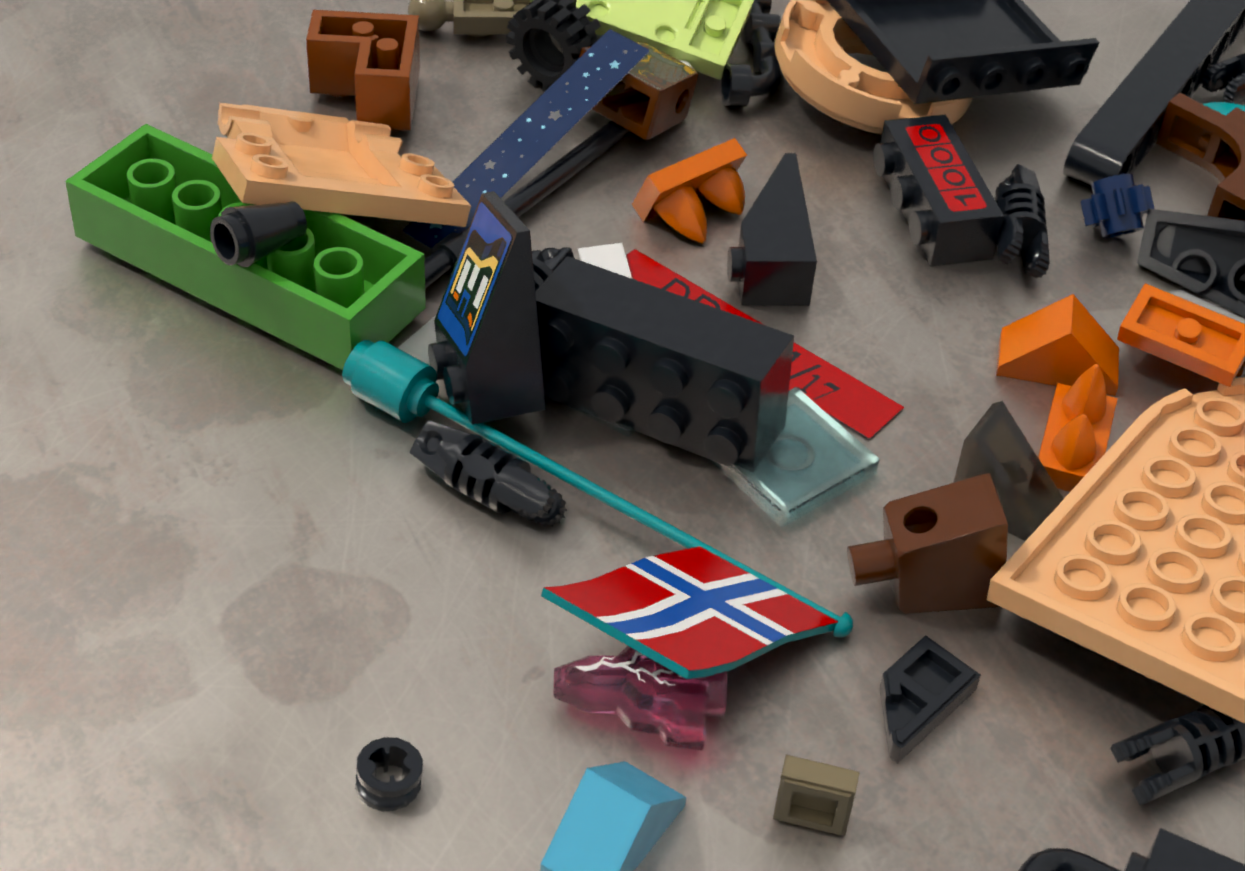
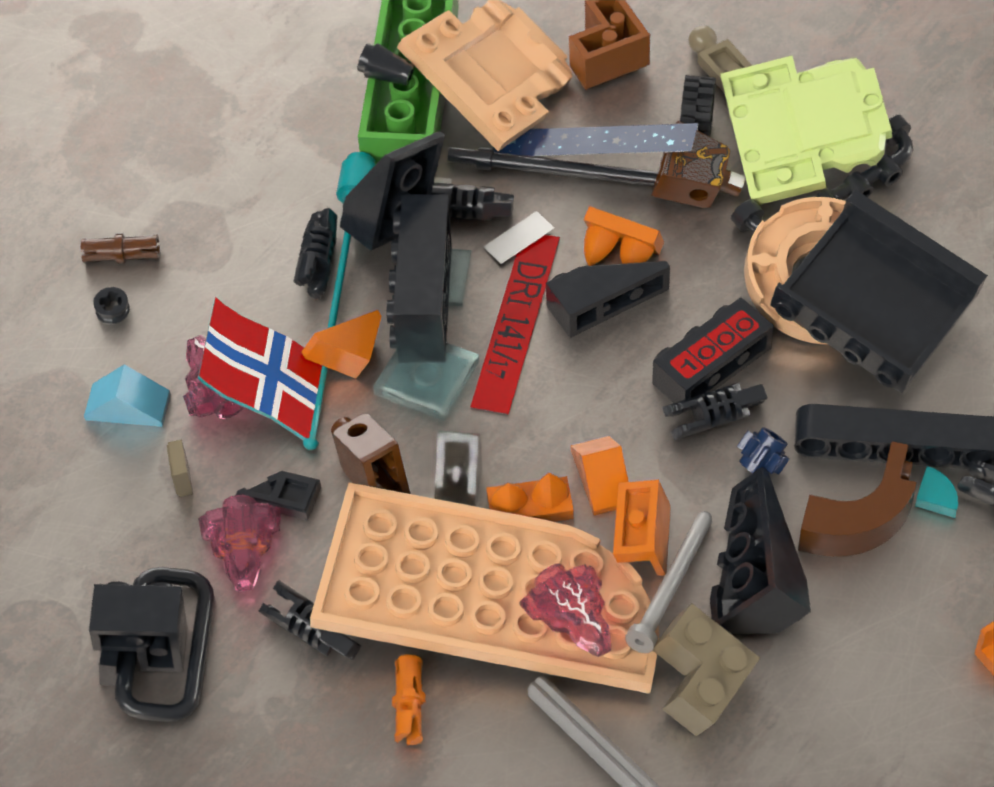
camera: 70 degrees right, 10 degrees up
(277, 714) = (120, 248): none -> reddish brown pin
(704, 496) = (346, 345): none -> orange slope
(998, 772) = (241, 536): none -> clear pink rock

